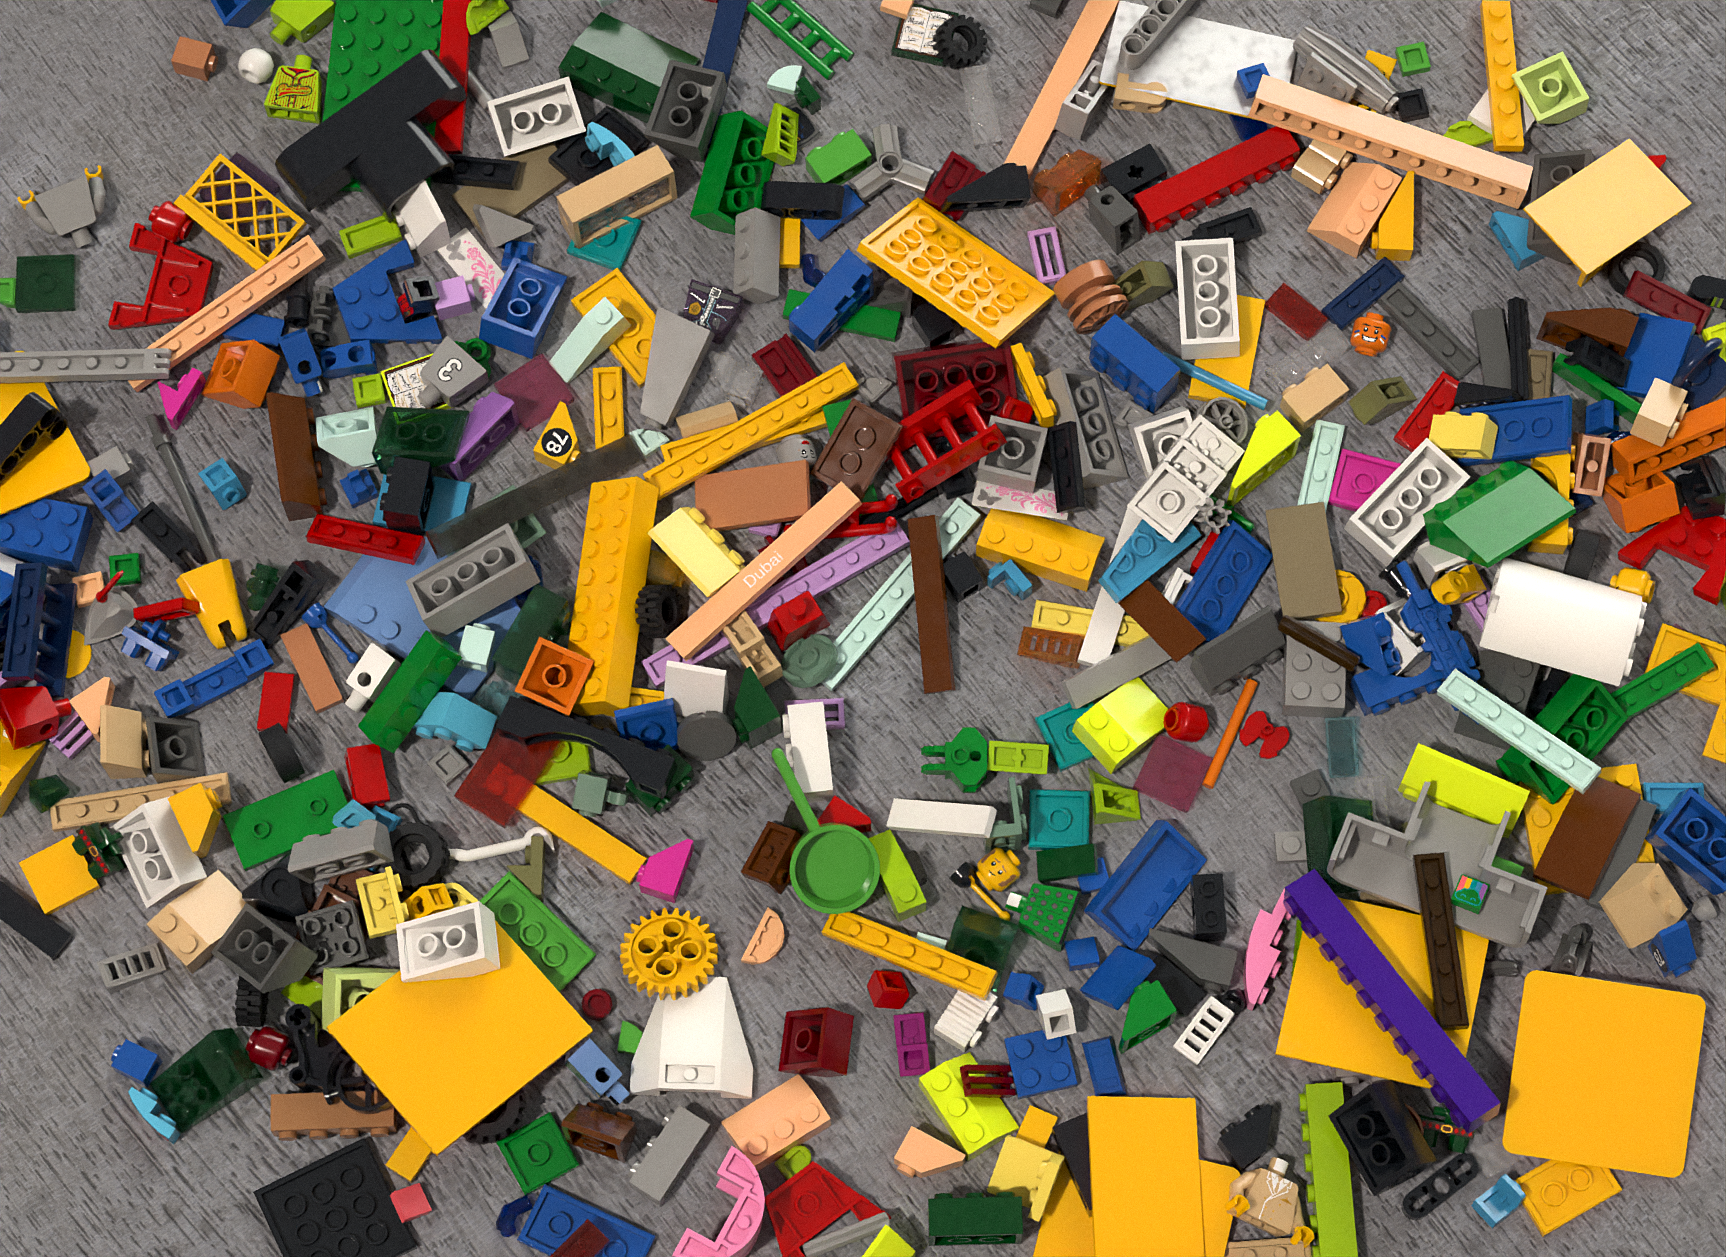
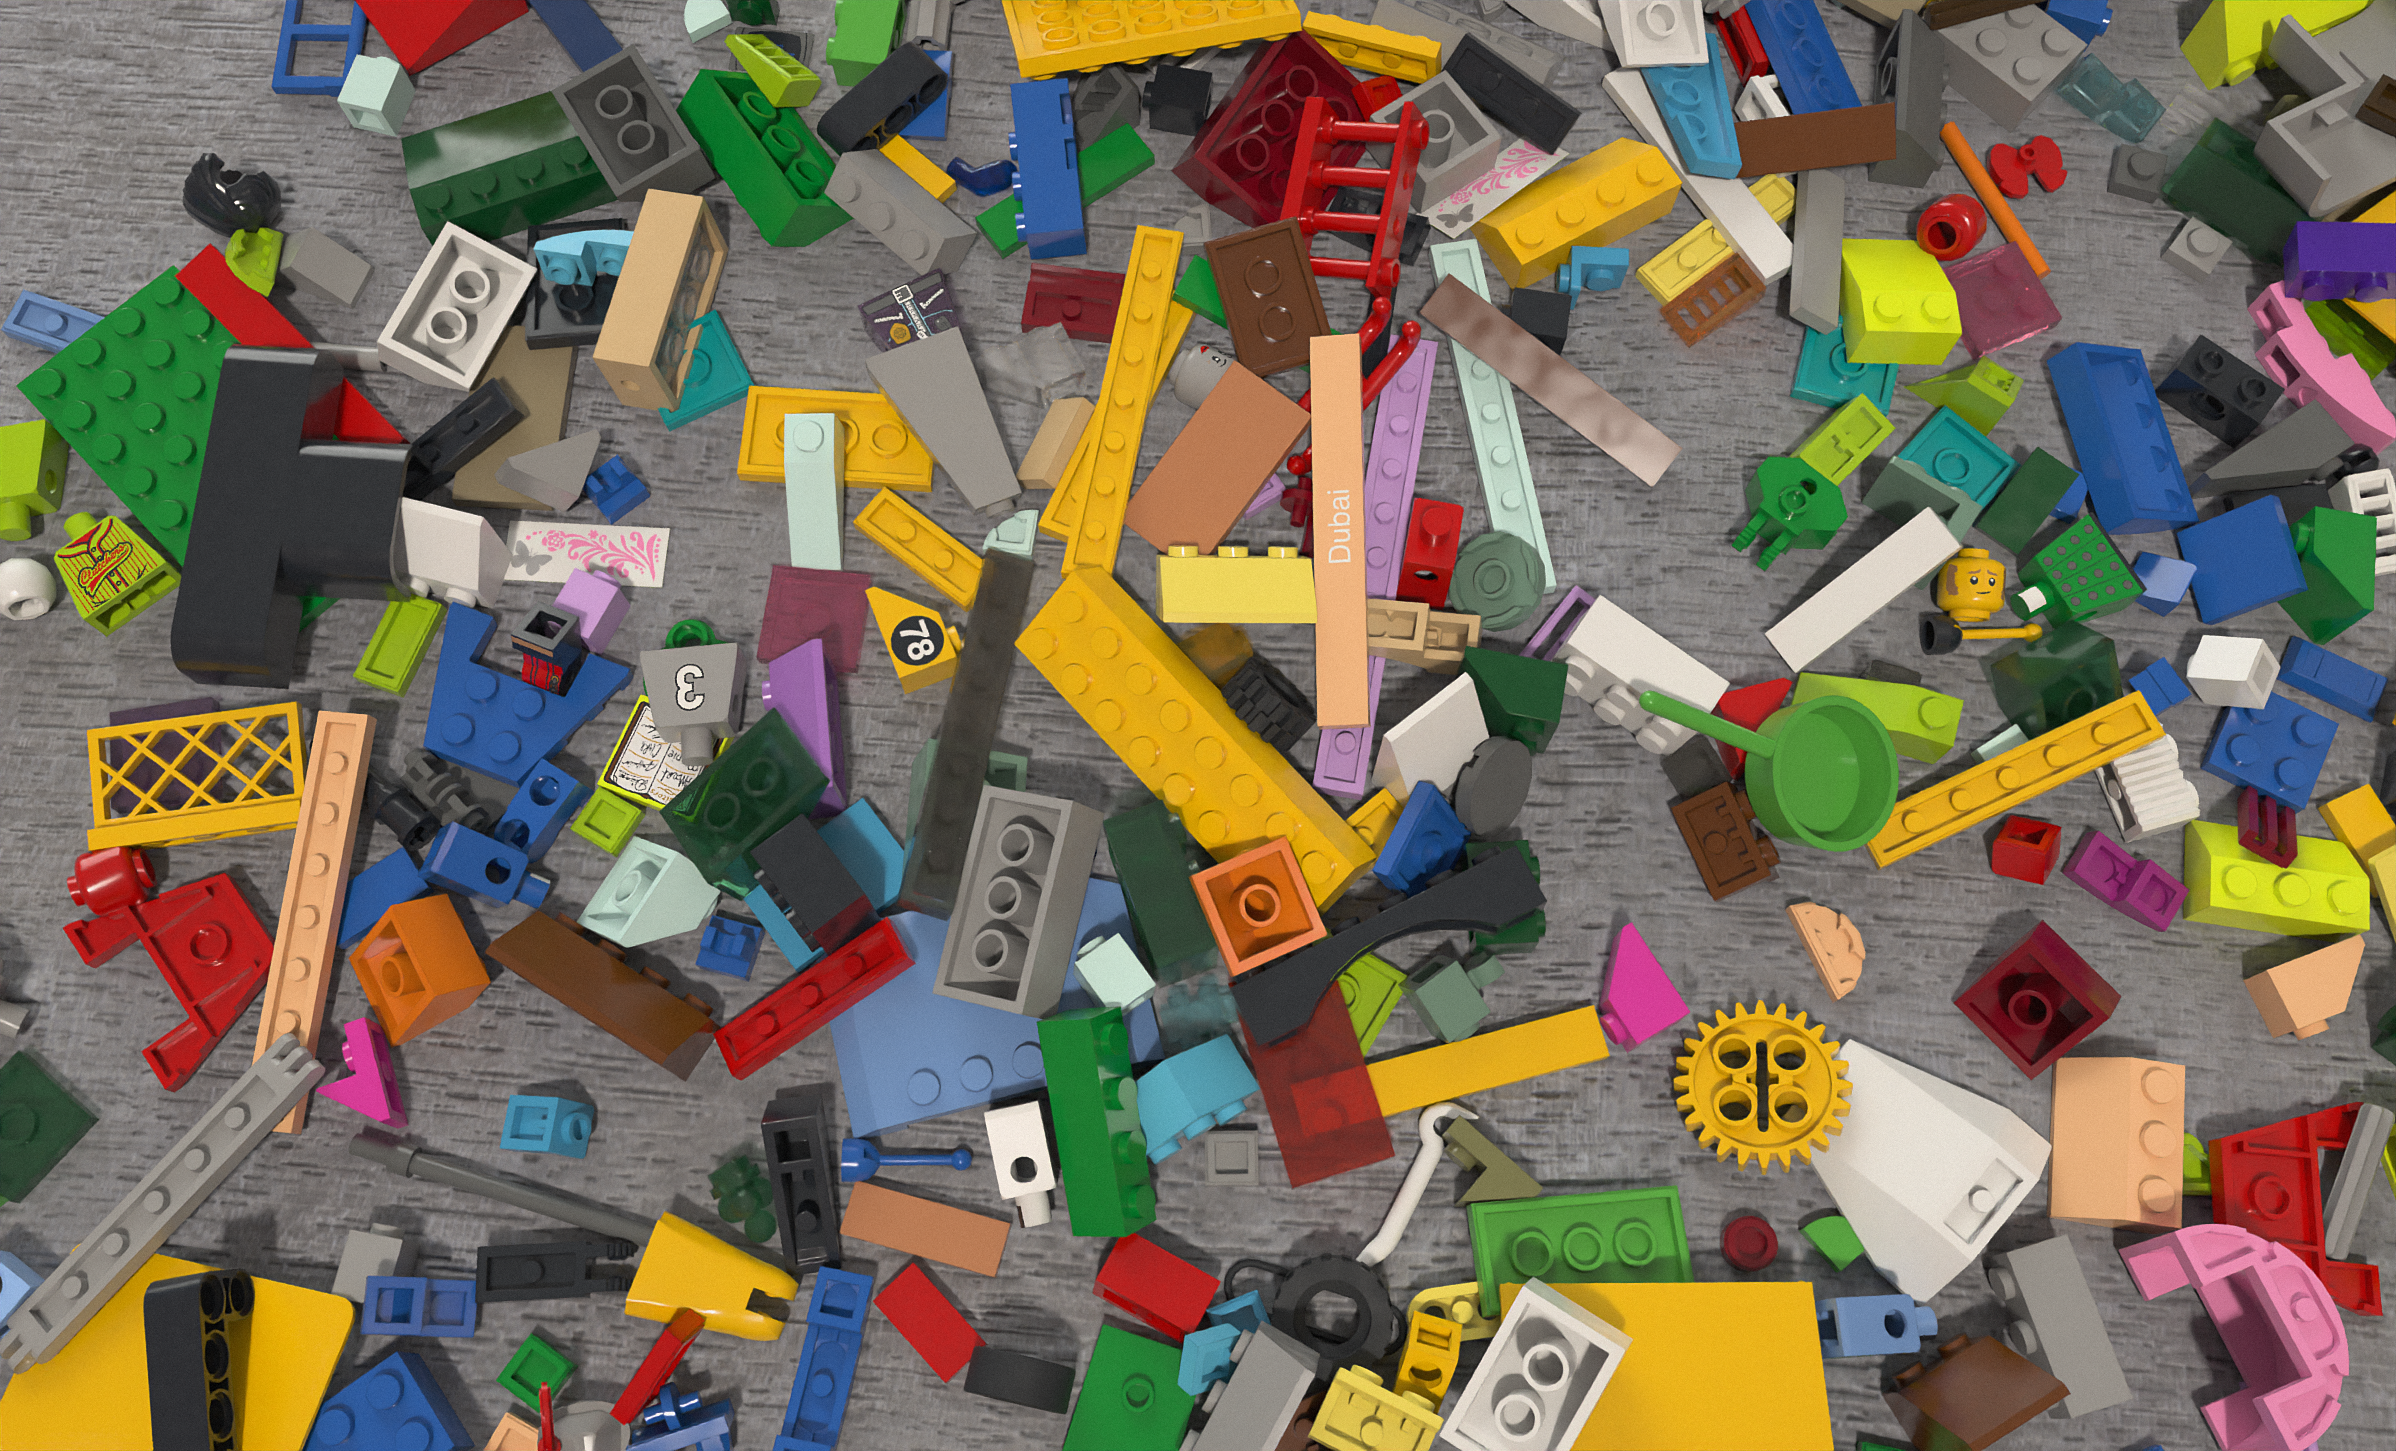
camera: 50 degrees left, 0 degrees up
(522, 308) = (691, 536): blue slope -> none

